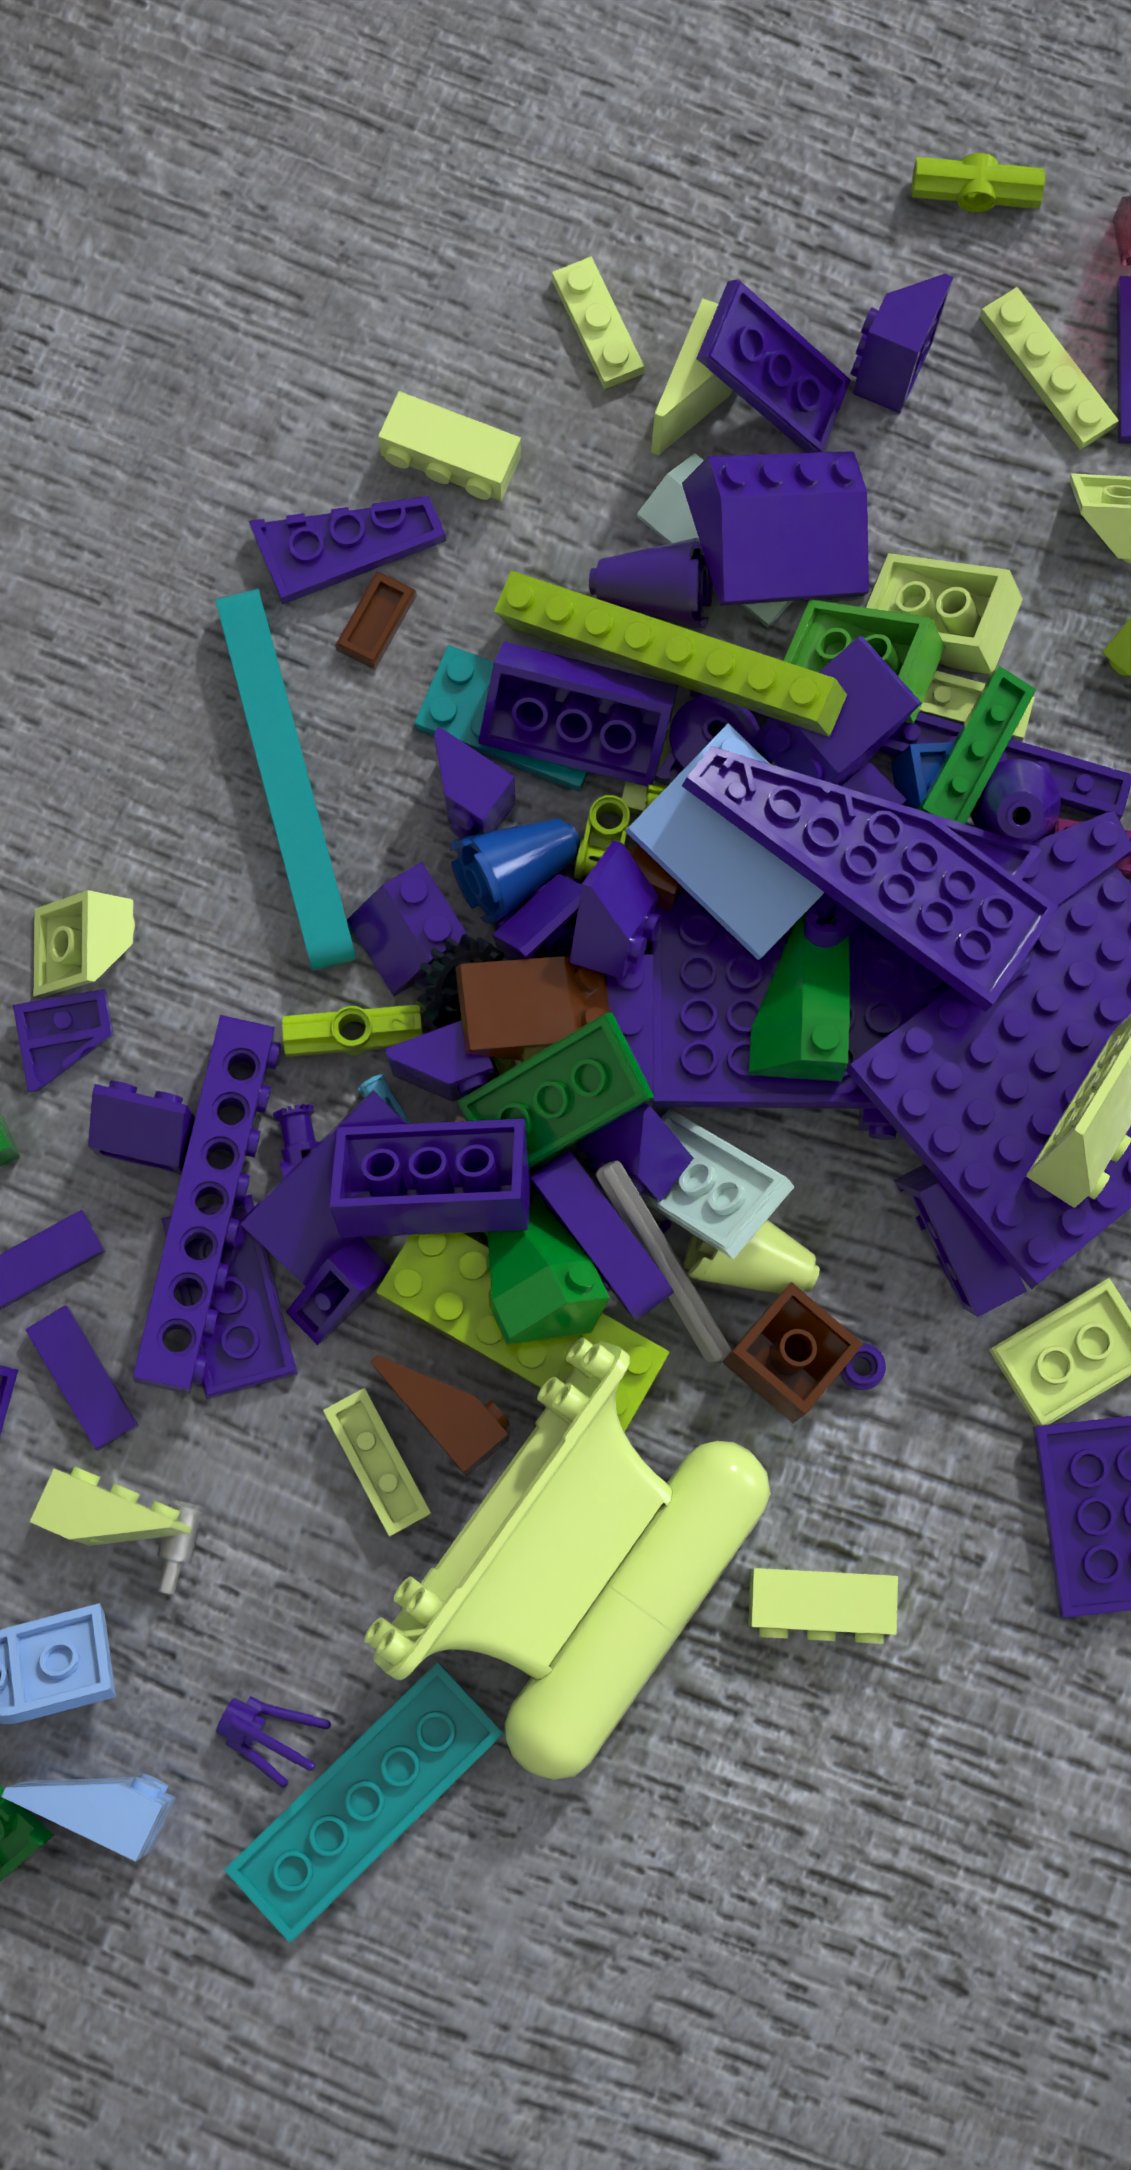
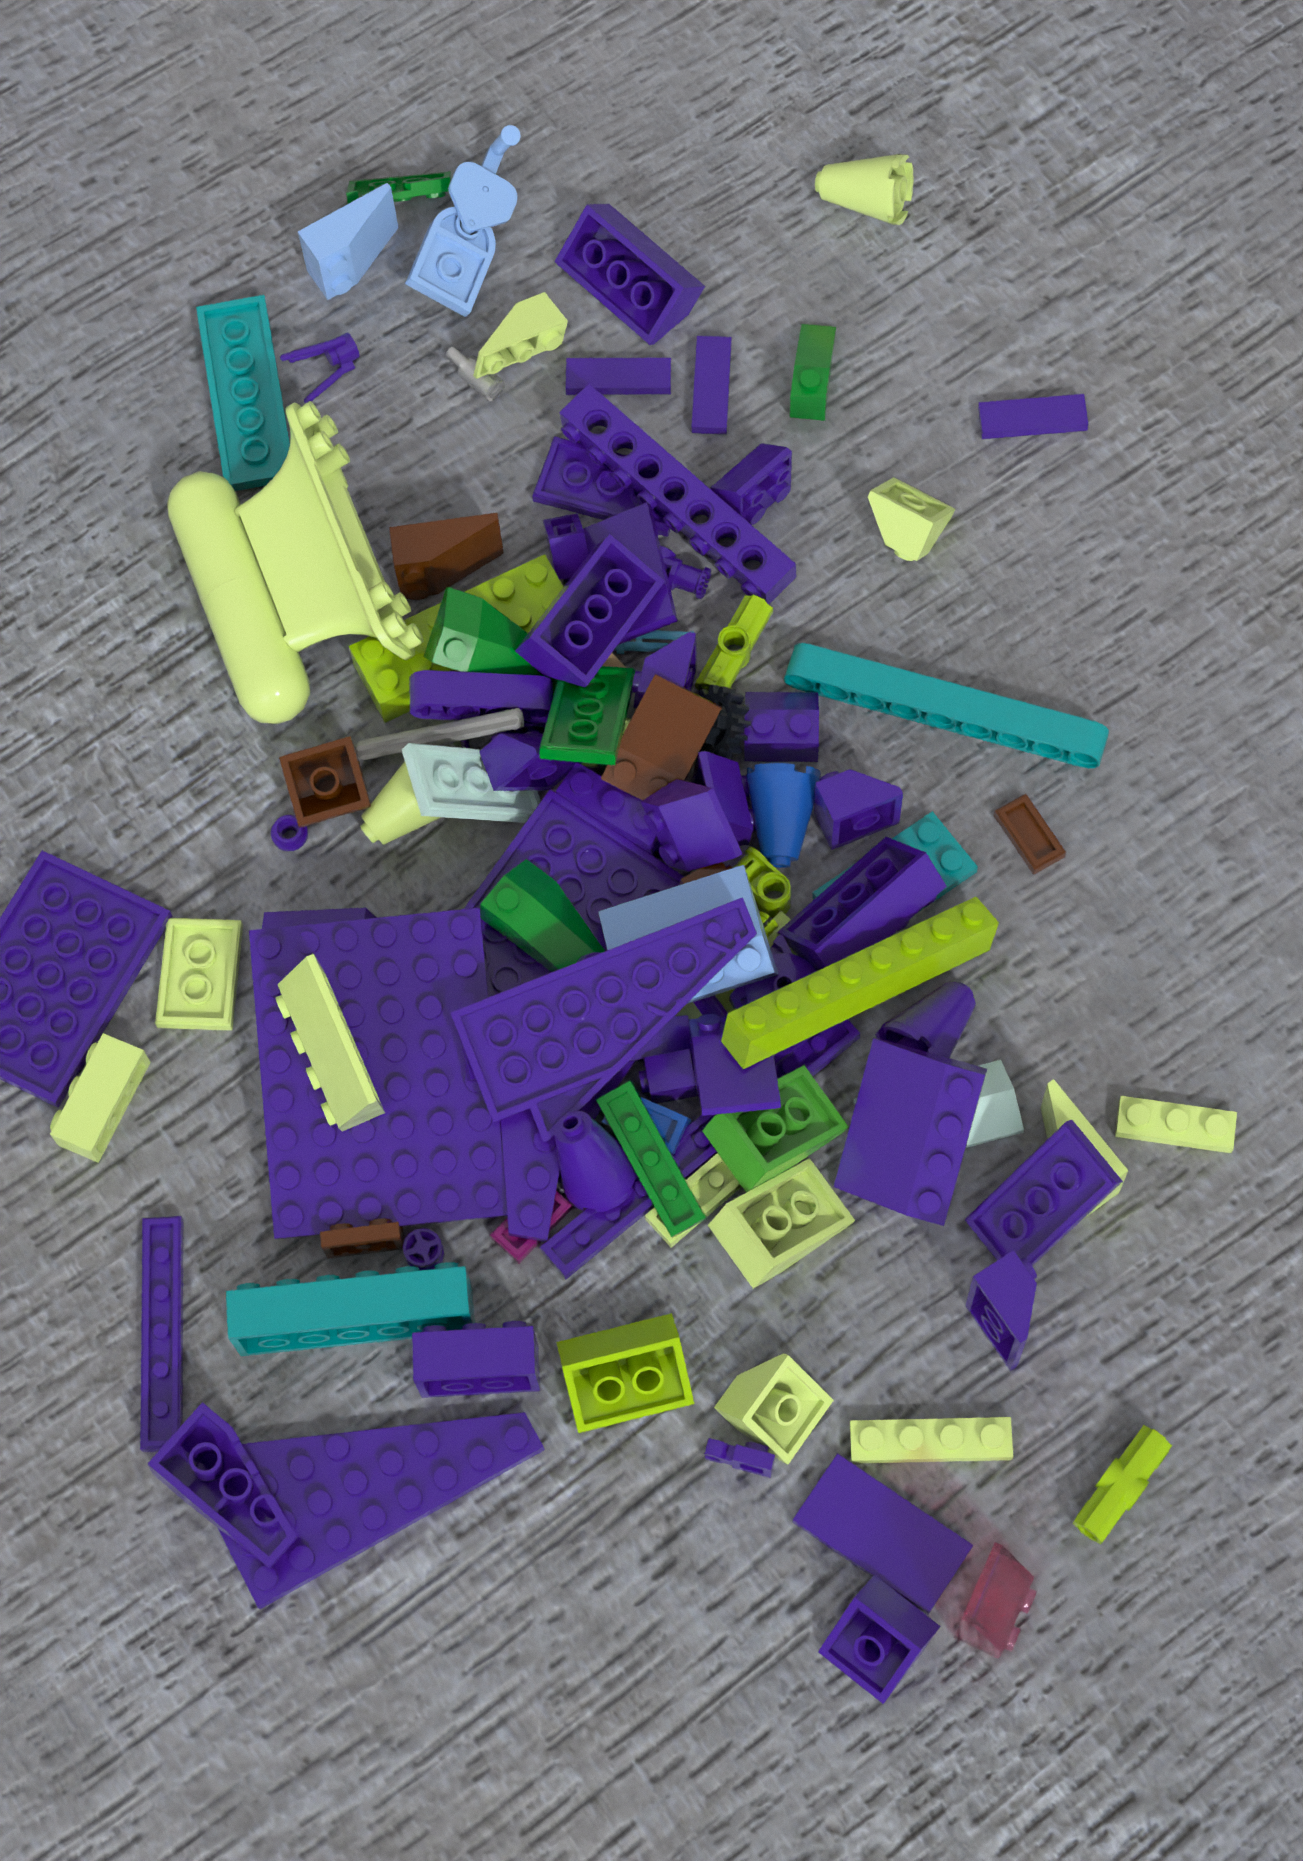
camera: 130 degrees right, 10 degrees down
(60, 1033) = (853, 474): dark purple wing -> none
(336, 546) = (1102, 836): dark purple wing -> none
(377, 1462) = (423, 505): yellowish green plate -> none
(449, 447) = (1132, 952): yellowish green brick -> none
(823, 1604) = (161, 713): yellowish green brick -> none

